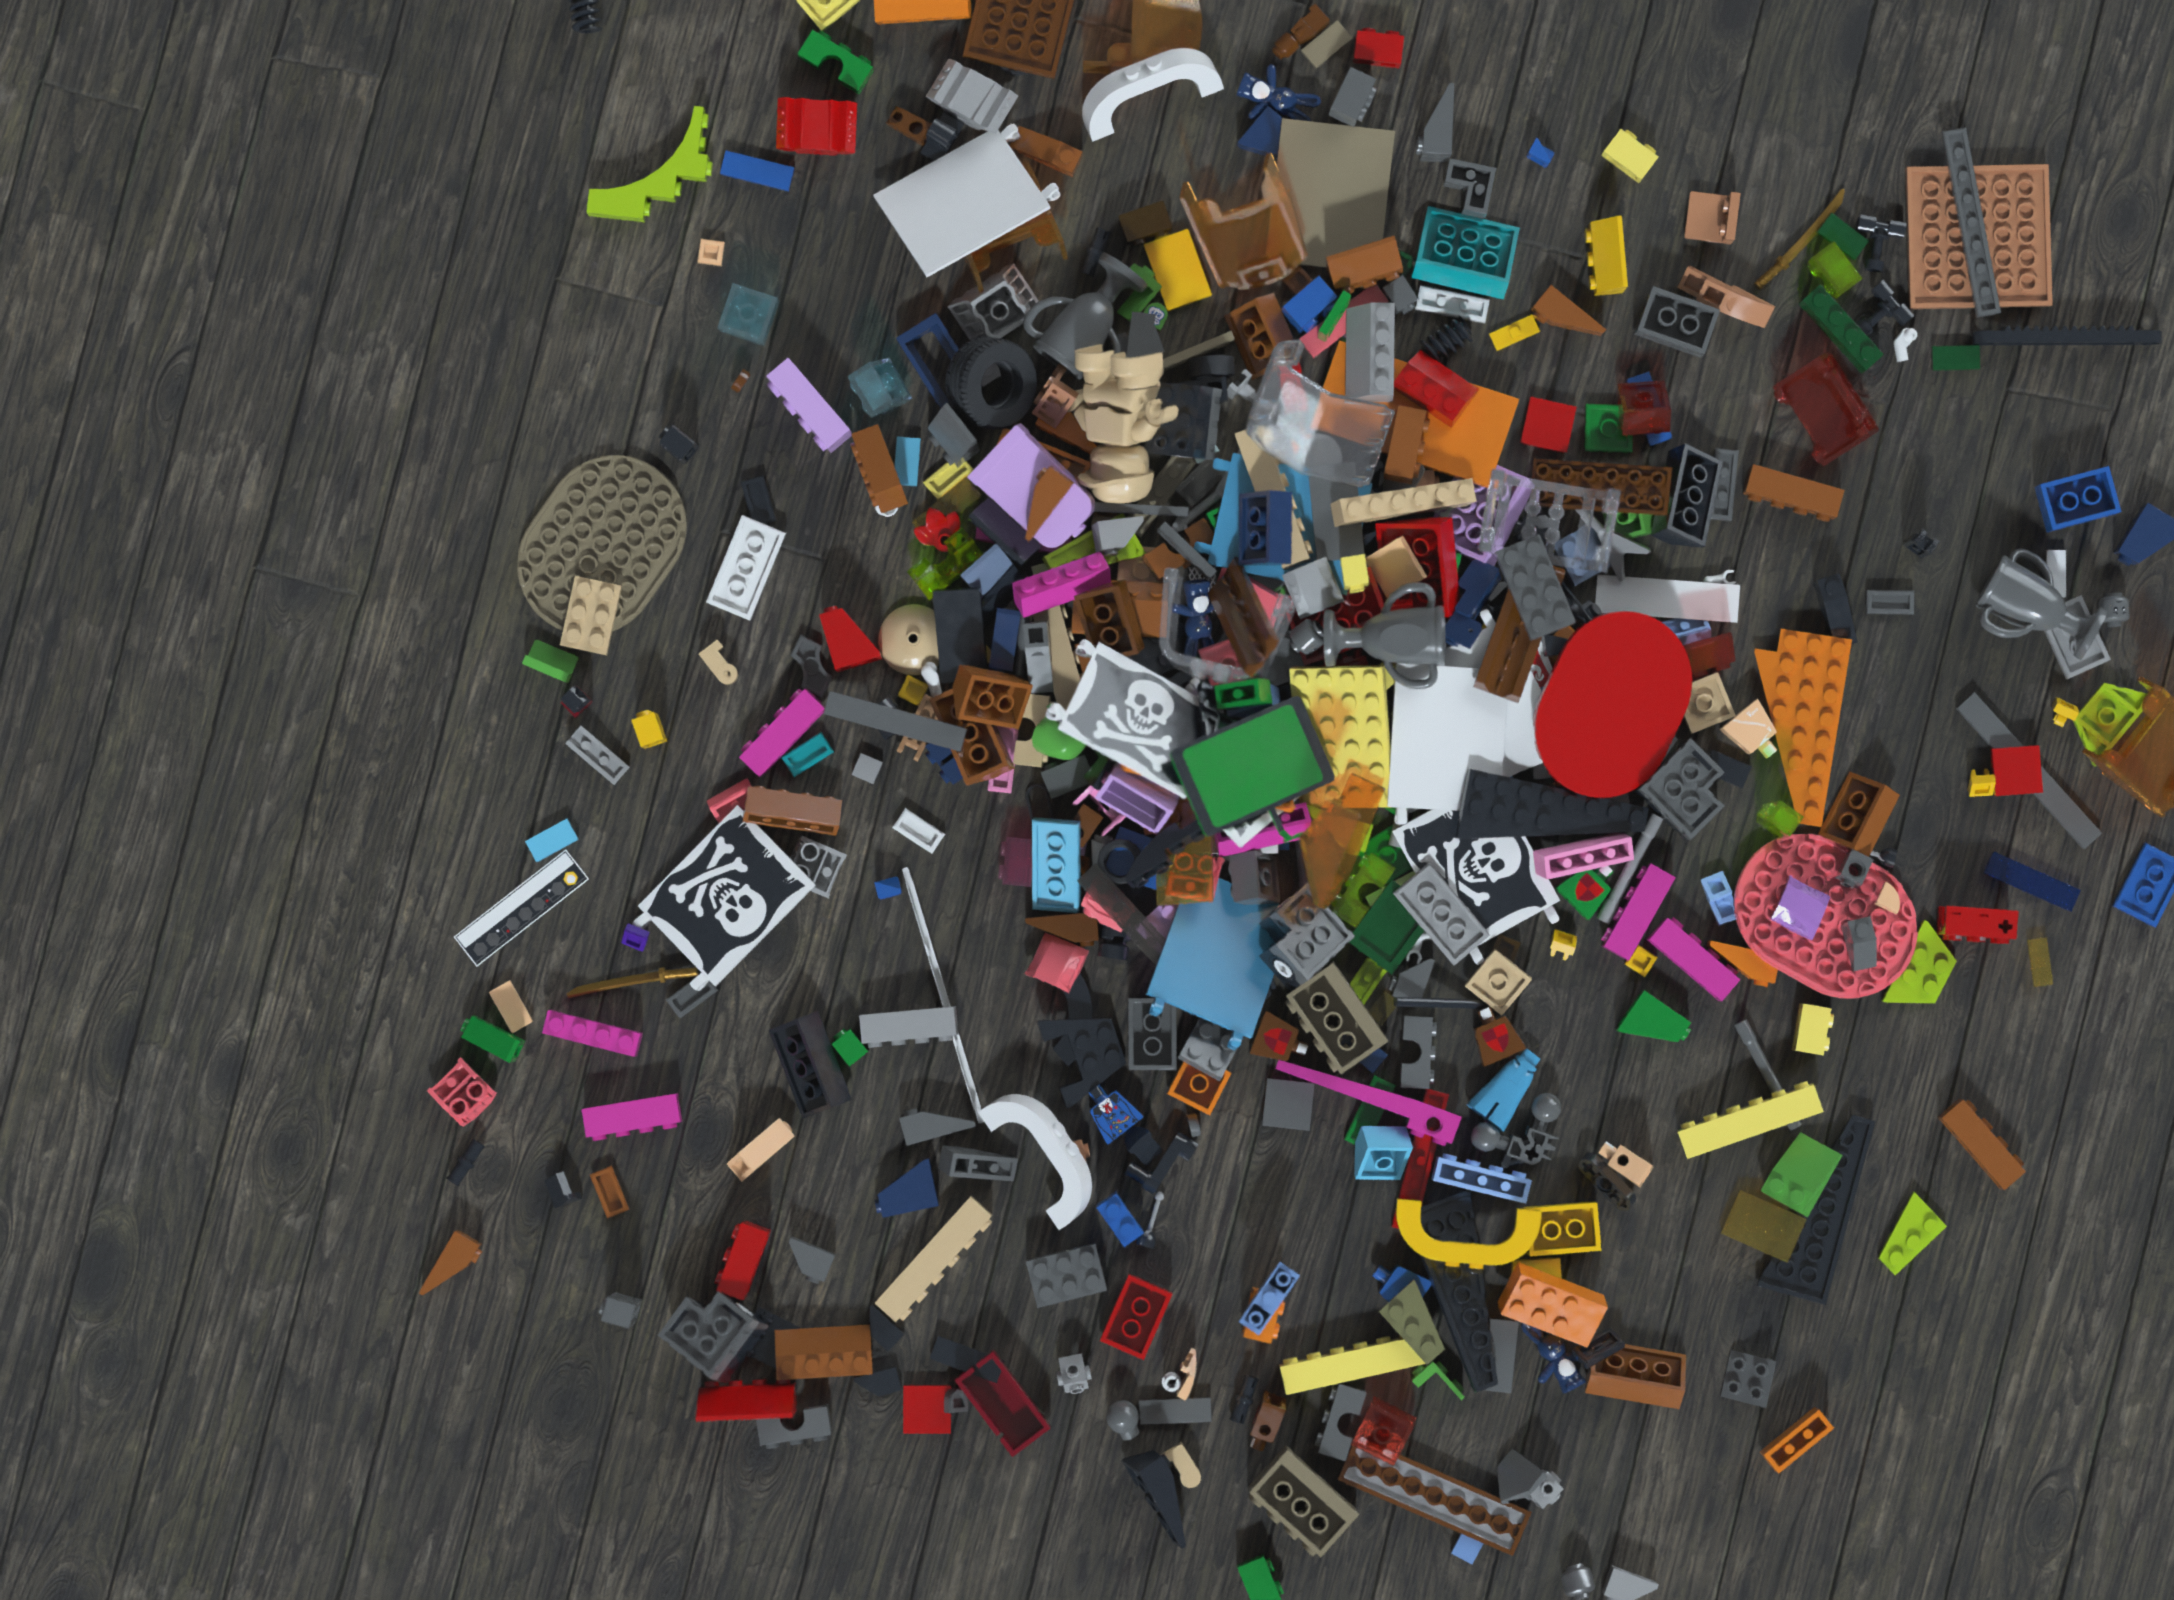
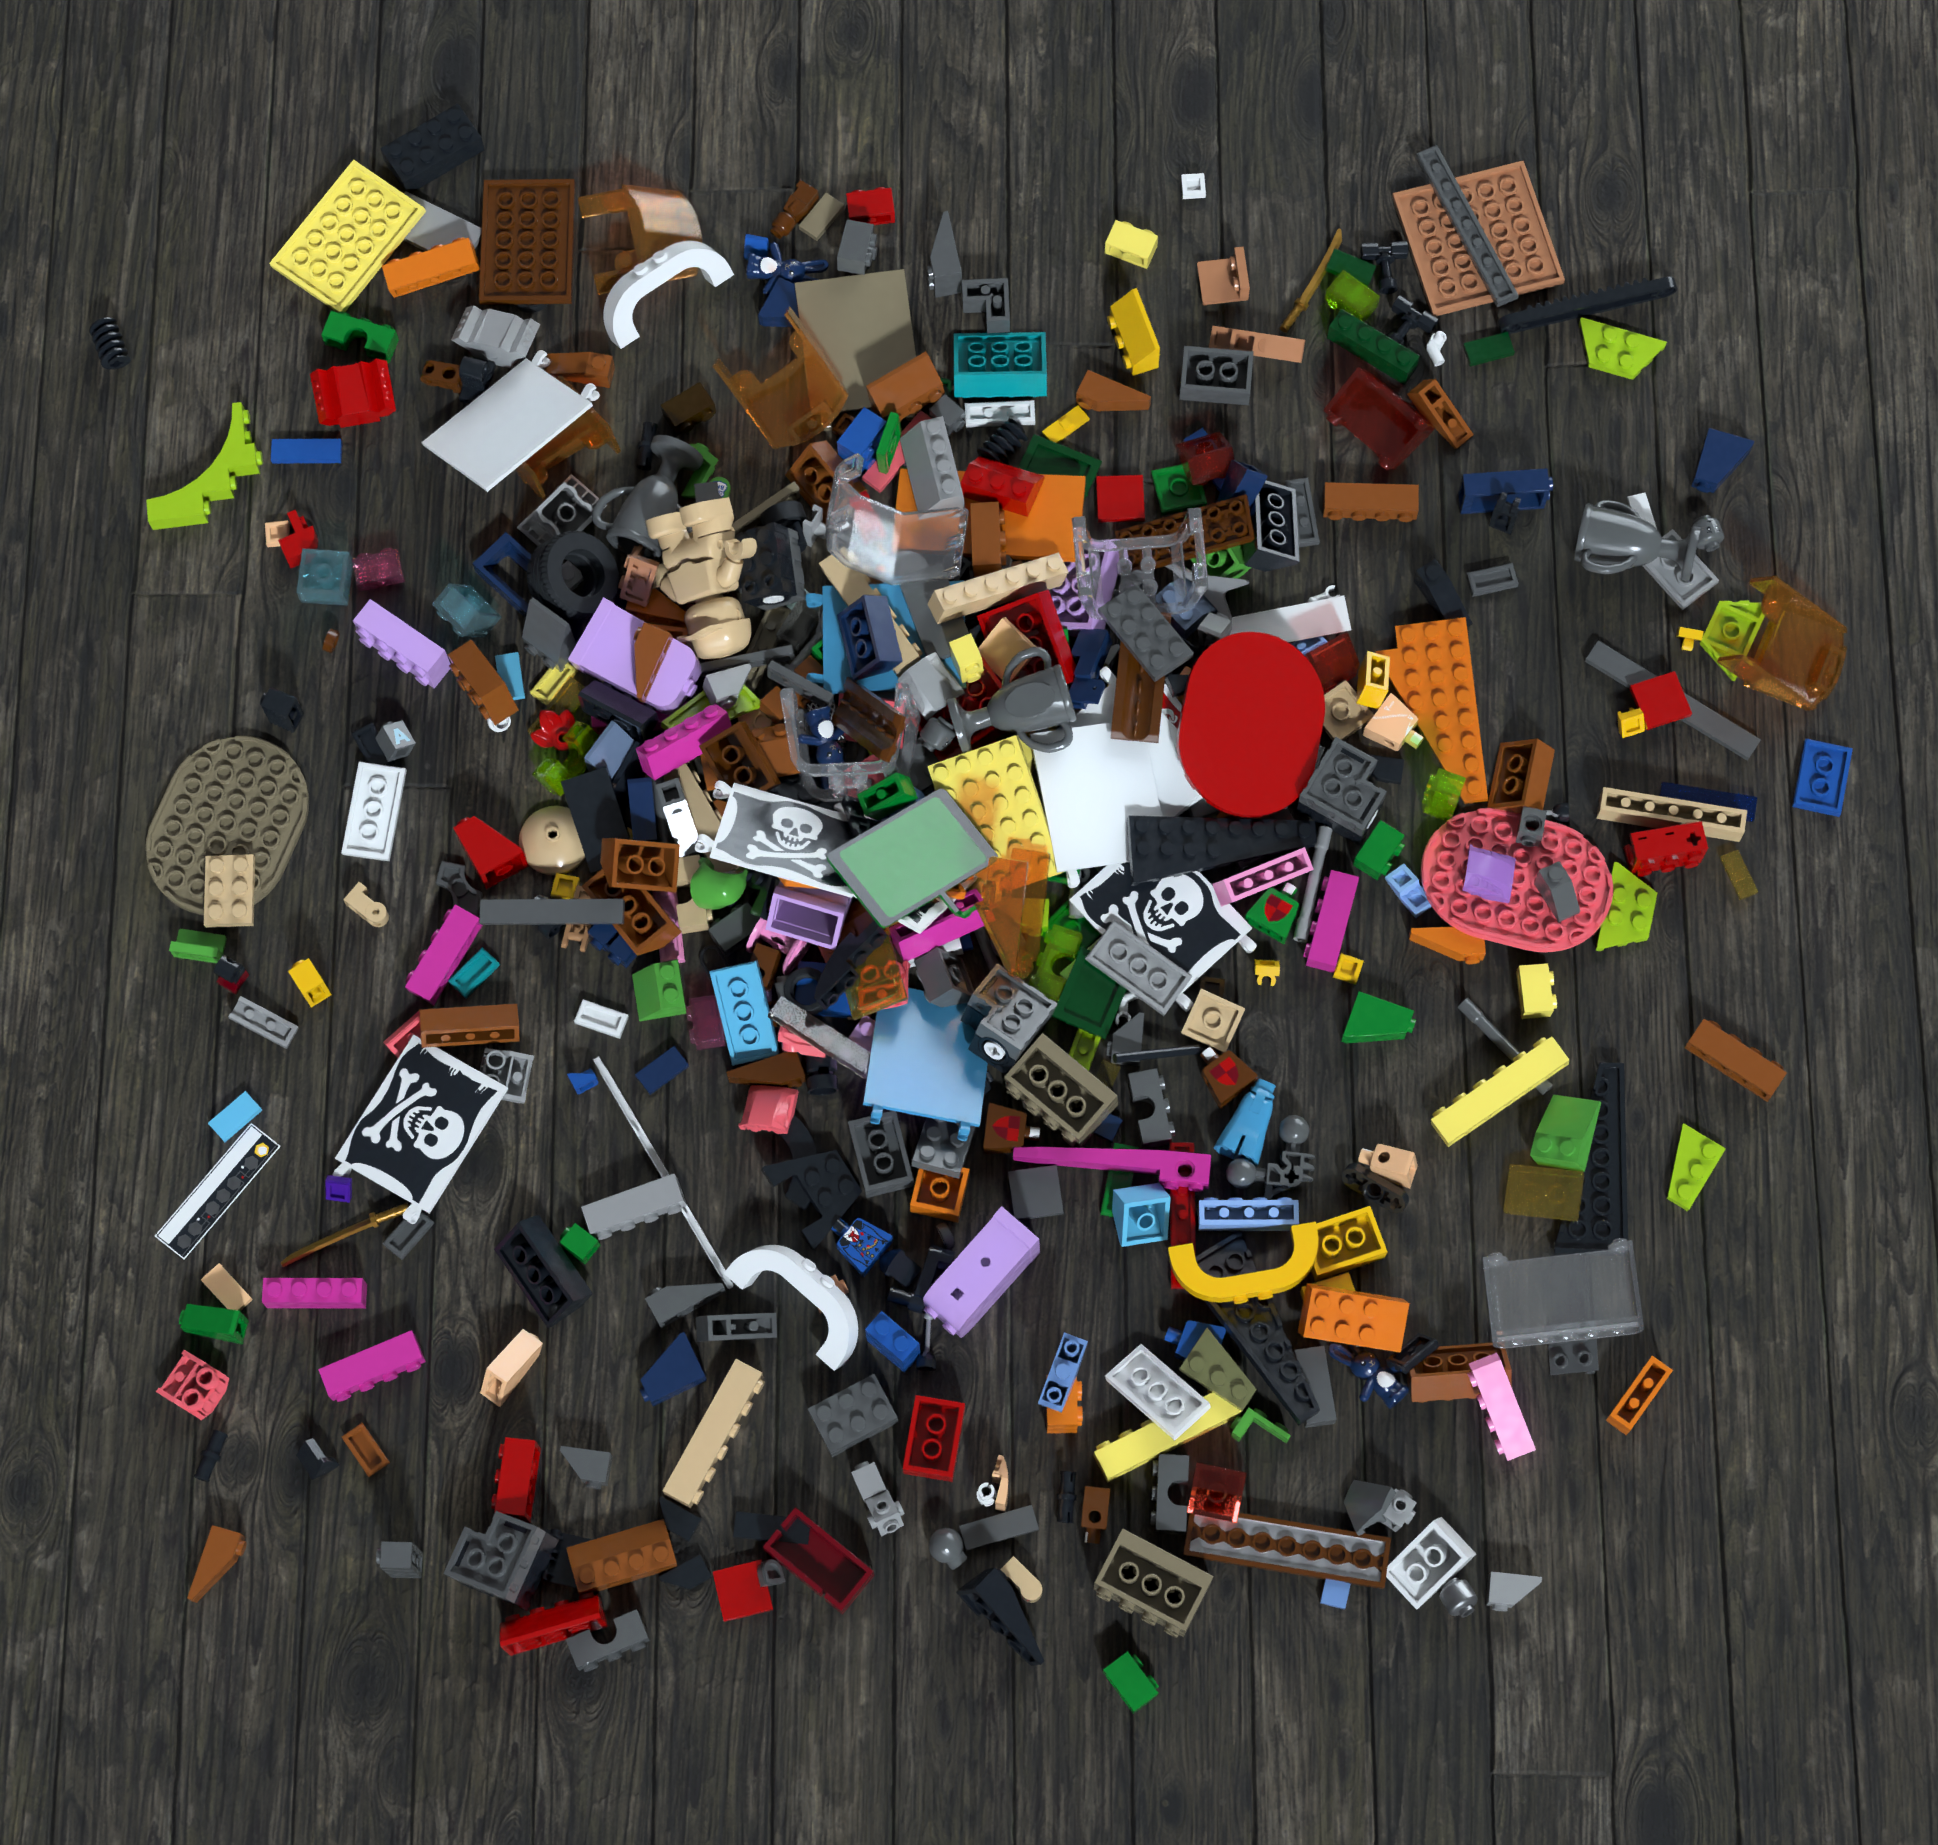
camera: 10 degrees left, 15 degrees down
(732, 271) = (304, 537): none -> red brick
(781, 501) = (395, 740): none -> dark grey brick
(802, 317) = (378, 569): none -> clear pink brick
(867, 768) = (536, 971): light grey tile -> none
(932, 679) = (579, 867): white arm -> none
(964, 896) = (662, 1070): none -> dark blue tile
(979, 819) = (659, 991): none -> bright green slope
(1066, 1339) = (868, 1480): none -> light grey brick
(1177, 270) = (731, 444): yellow tile -> none
(1216, 1177) = (981, 1273): none -> lavender piece
(1253, 64) = (756, 245): none -> blue slope
(1353, 1326) = (1157, 1392): none -> white plate
(1495, 371) = (1055, 459): none -> dark green piece
(1540, 154) = (1046, 263): blue slope -> none
(1560, 1542) = (1429, 1562): none -> white slope
(1604, 590) = (1214, 628): none -> light grey slope
(1666, 1422) = (1502, 1407): none -> bright pink brick
(1669, 448) = (1242, 480): none -> dark blue slope
(1693, 958) = (1399, 952): dark pink brick -> none
(1703, 852) = (1379, 850): none -> green brick
(1708, 106) = (1193, 186): none -> white plate
(1743, 682) = (1373, 680): none -> yellow brick
(1753, 1331) = (1563, 1297): none -> clear windscreen
(1888, 415) = (1440, 412): none -> dark orange slope
(1888, 898) = (1573, 847): light nougat tile -> none
(1930, 517) = (1481, 490): none -> dark blue piece
(1992, 889) = (1665, 812): none -> tan brick
(2077, 499) = (1642, 442): blue brick -> none
(2082, 390) = (1617, 349): none -> lime wing

